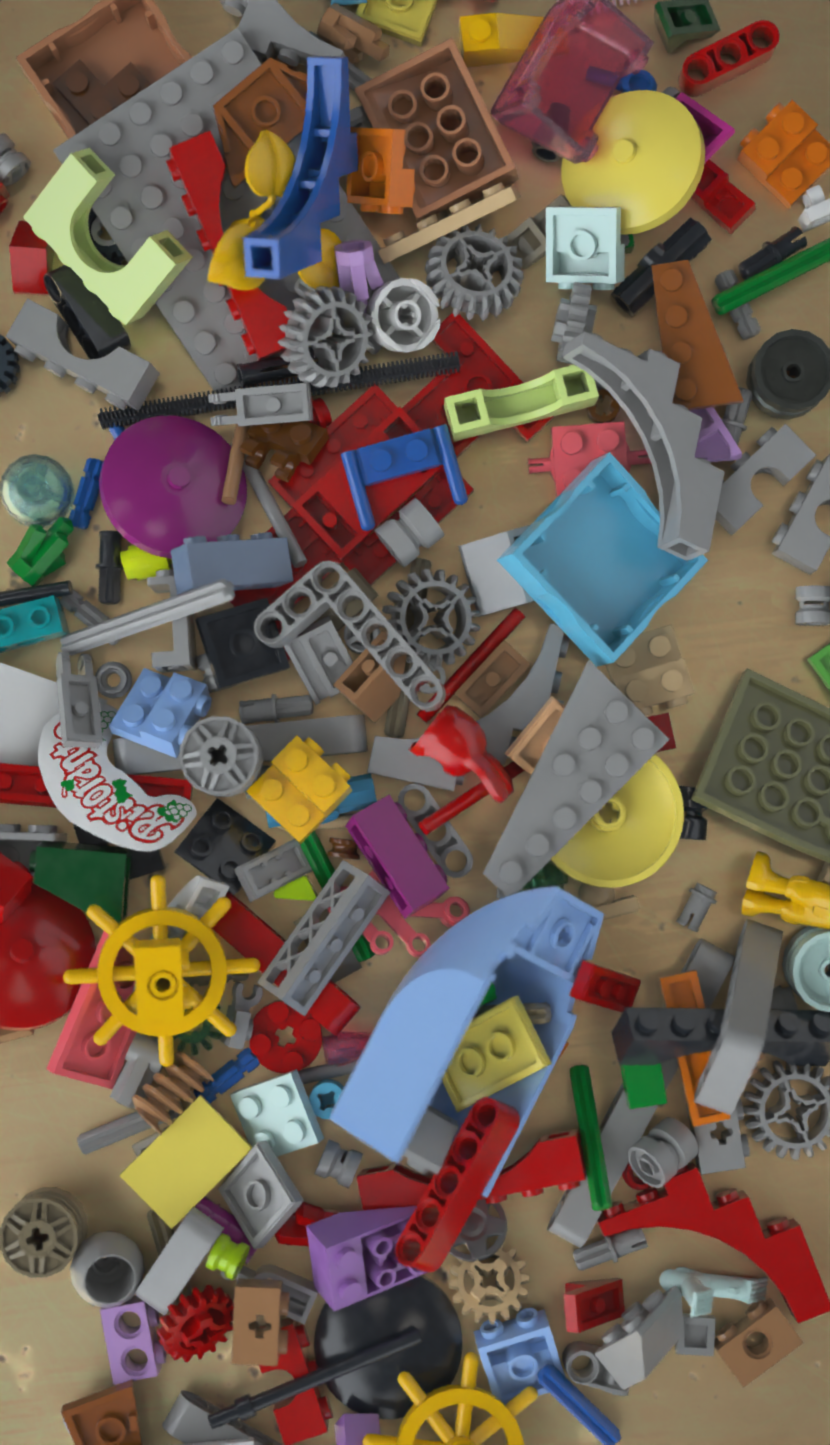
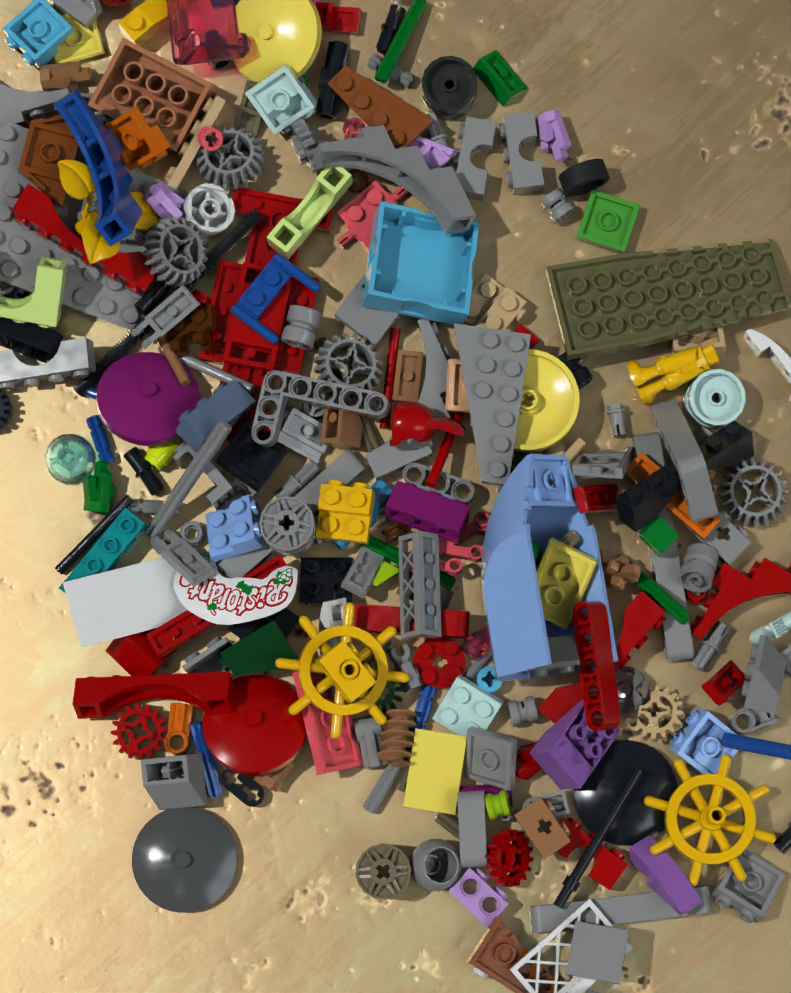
camera: 30 degrees left, 5 degrees down
(463, 243) = (213, 145): none -> coral bush
(565, 1091) = (620, 573): none -> medium nougat rock
(641, 953) = (603, 464): none -> light grey wing
(646, 336) = (352, 124): none -> clear pink bush

